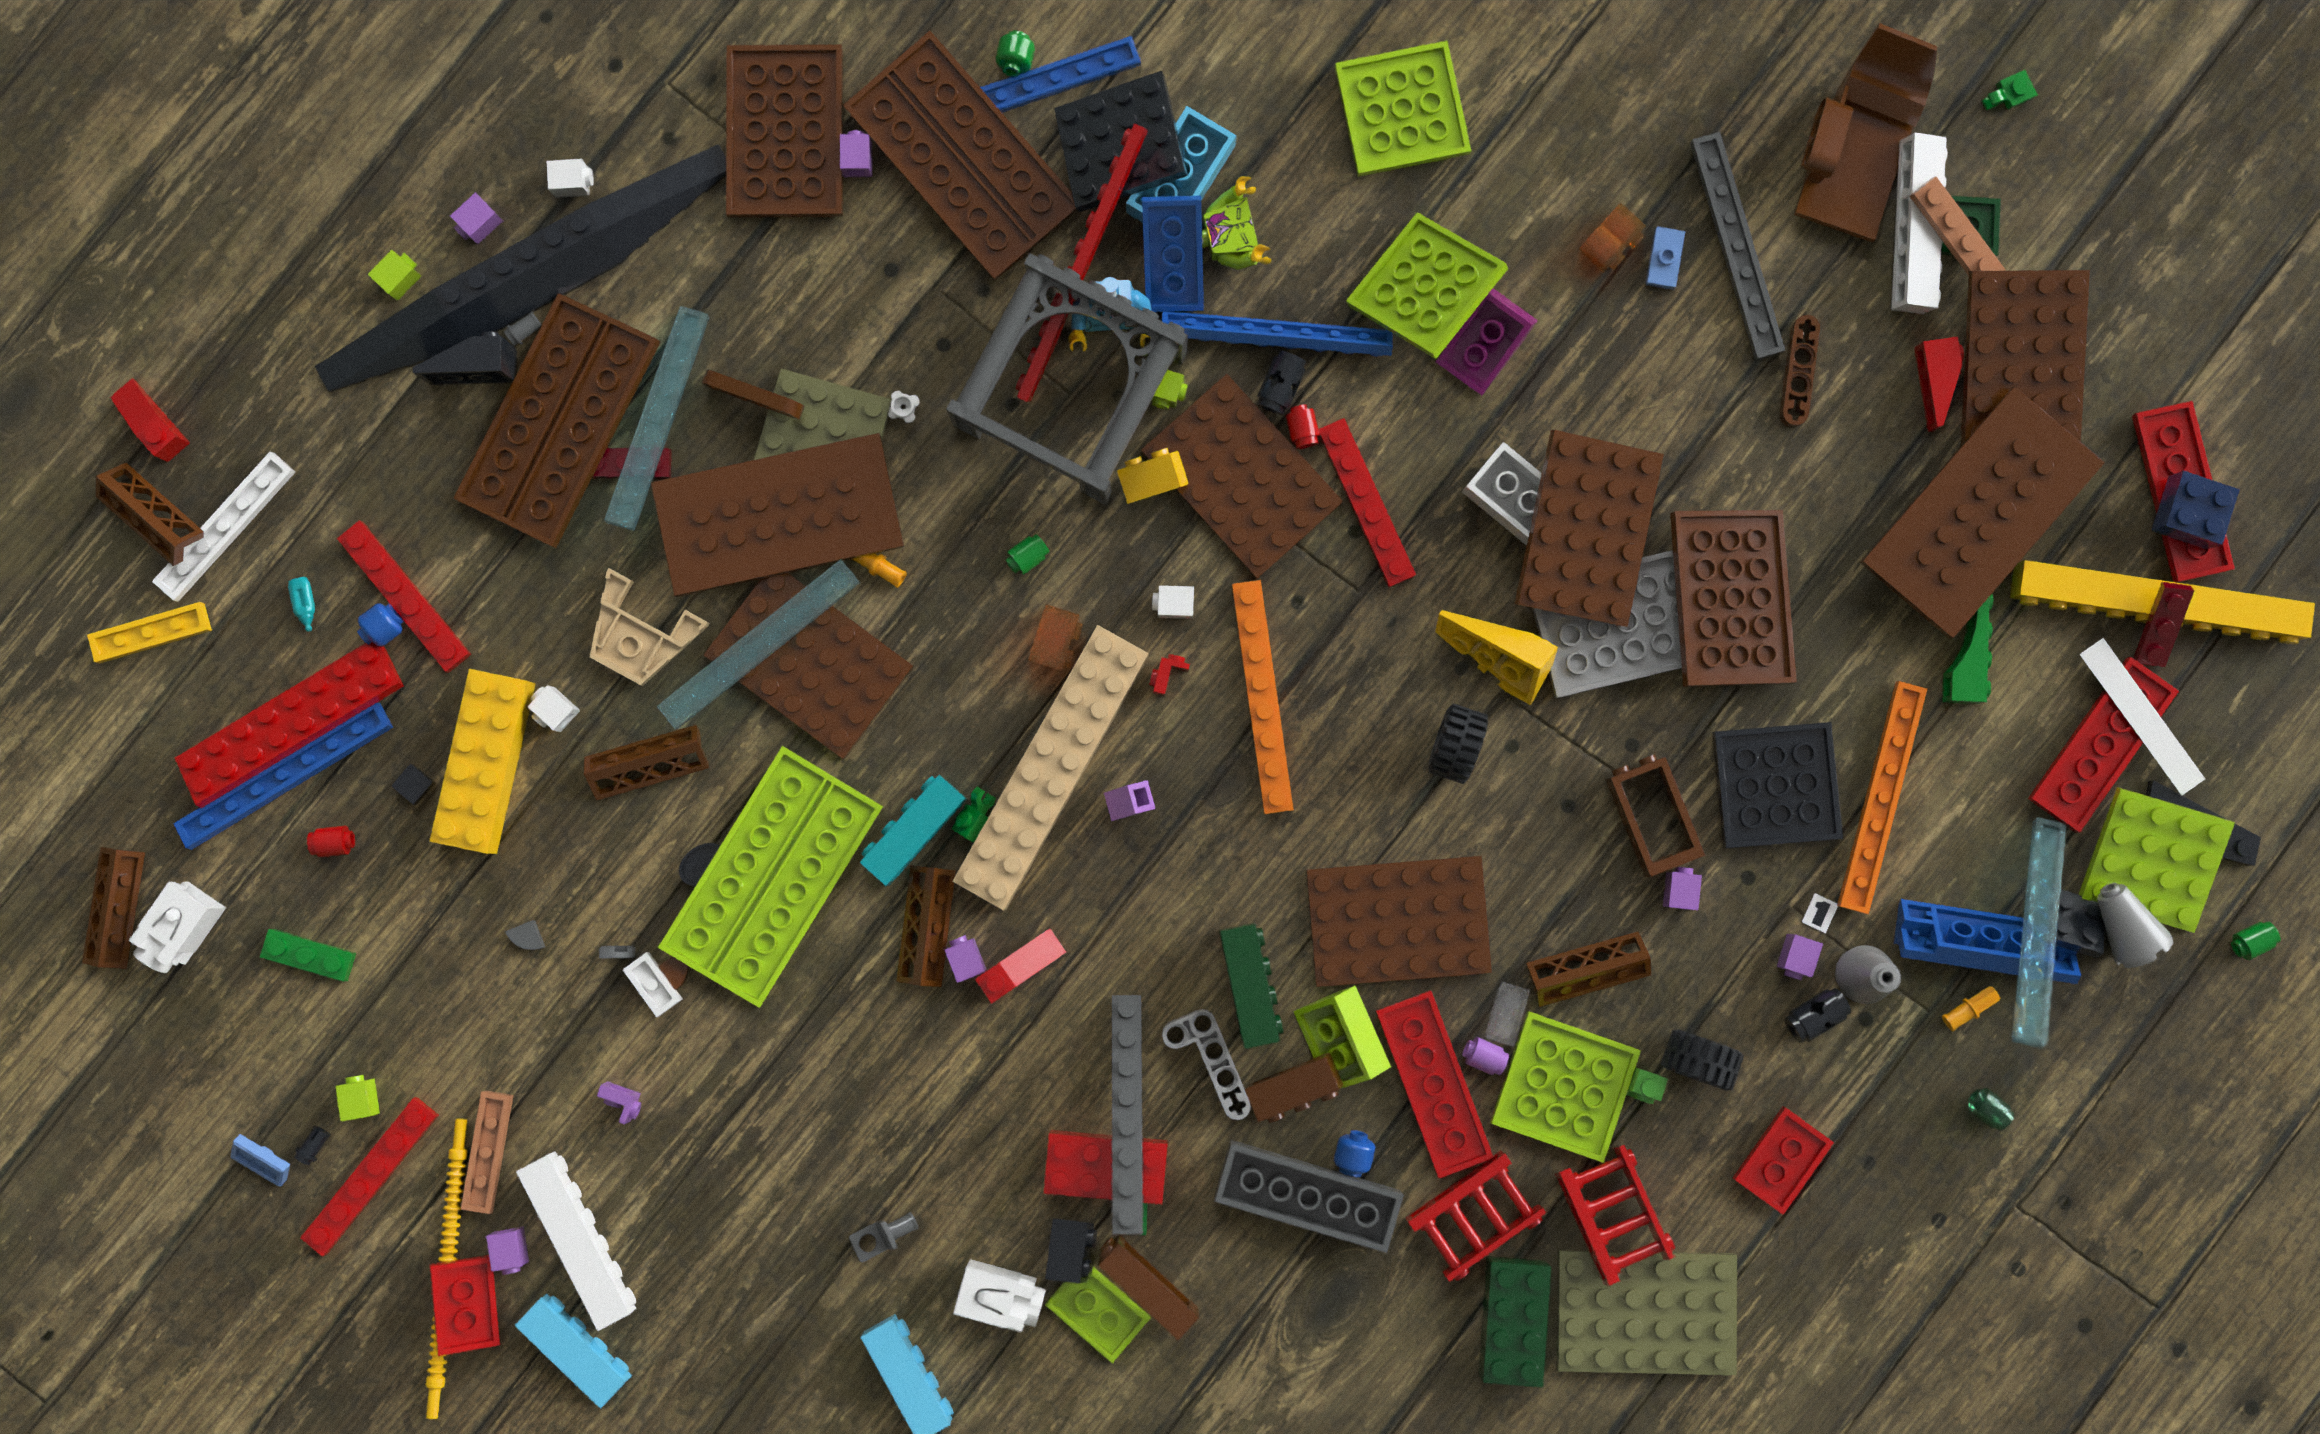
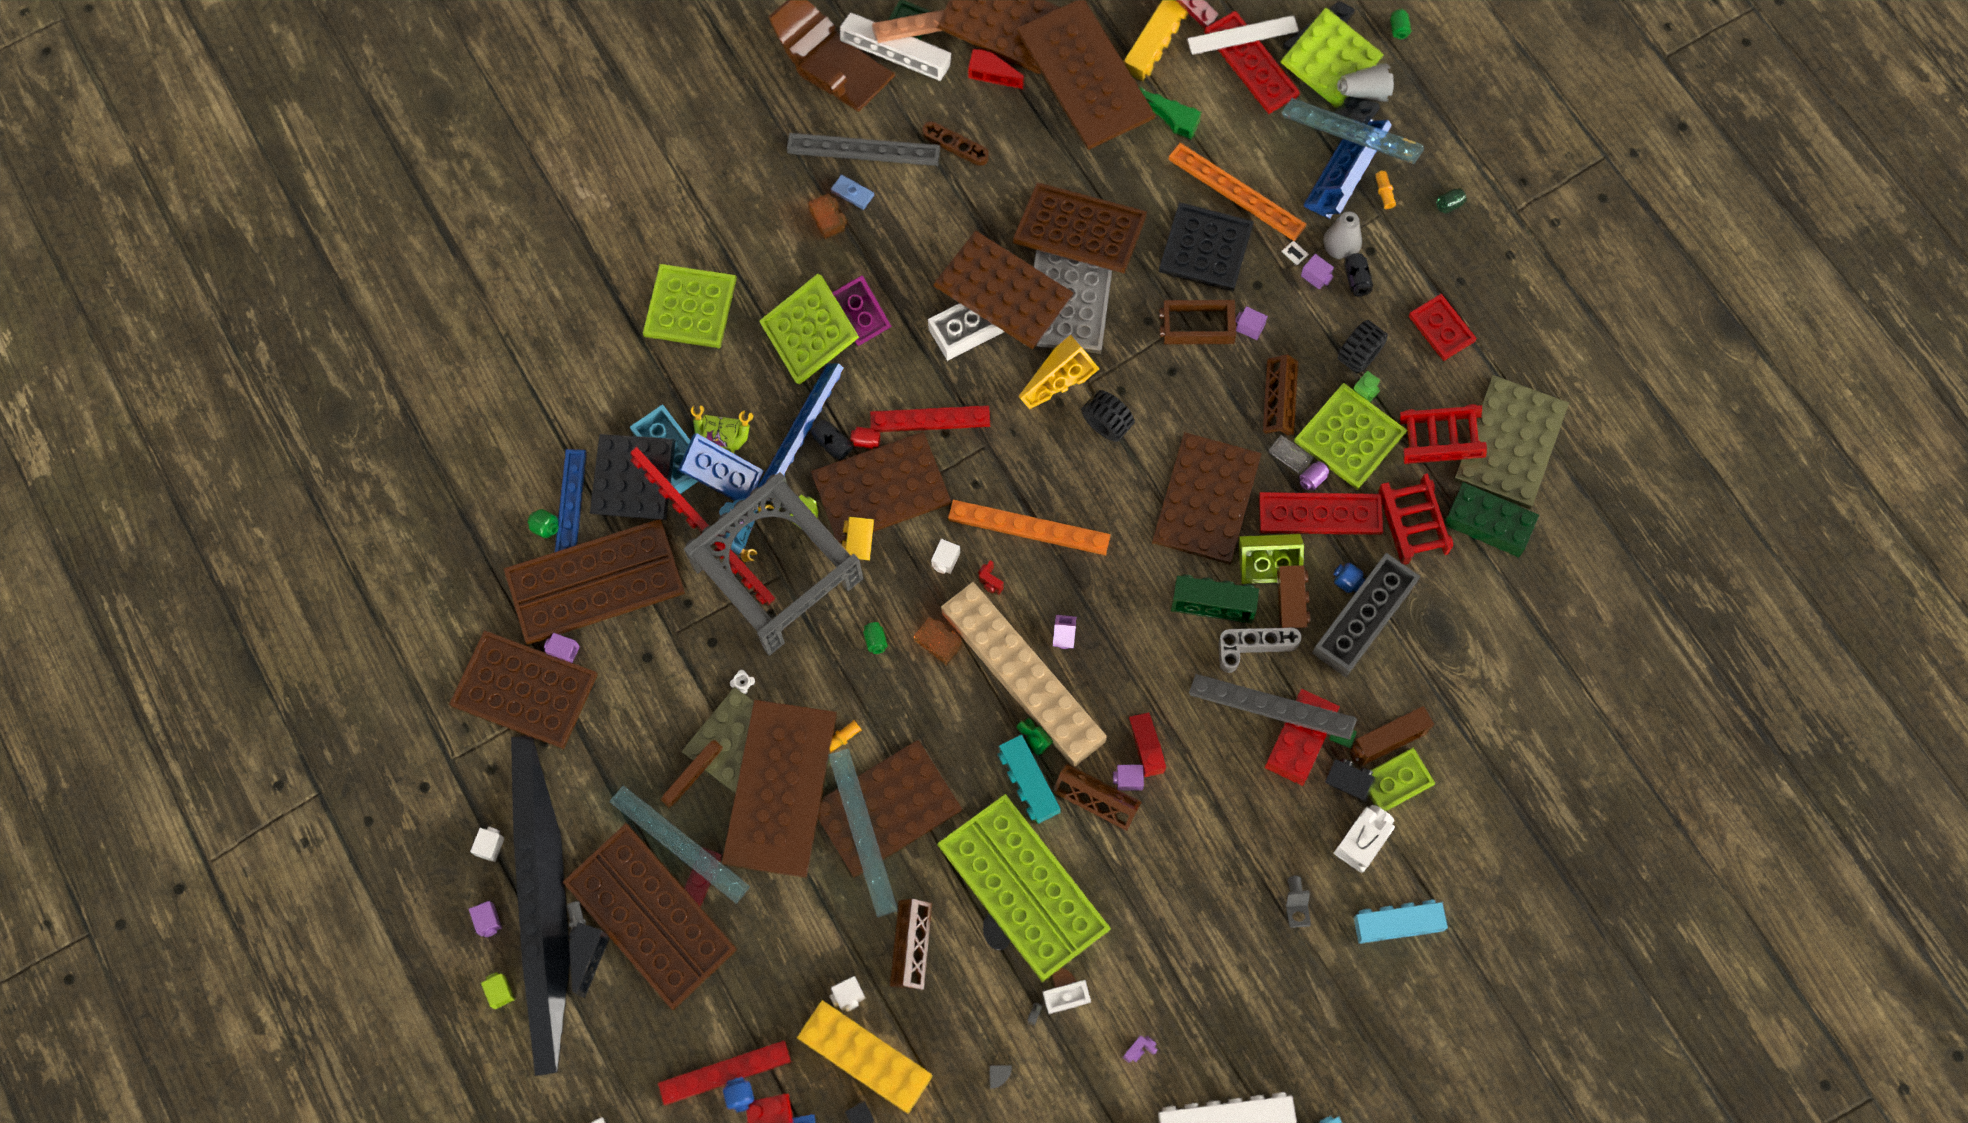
camera: 65 degrees left, 15 degrees down
(631, 644) = (826, 922): tan wing -> none

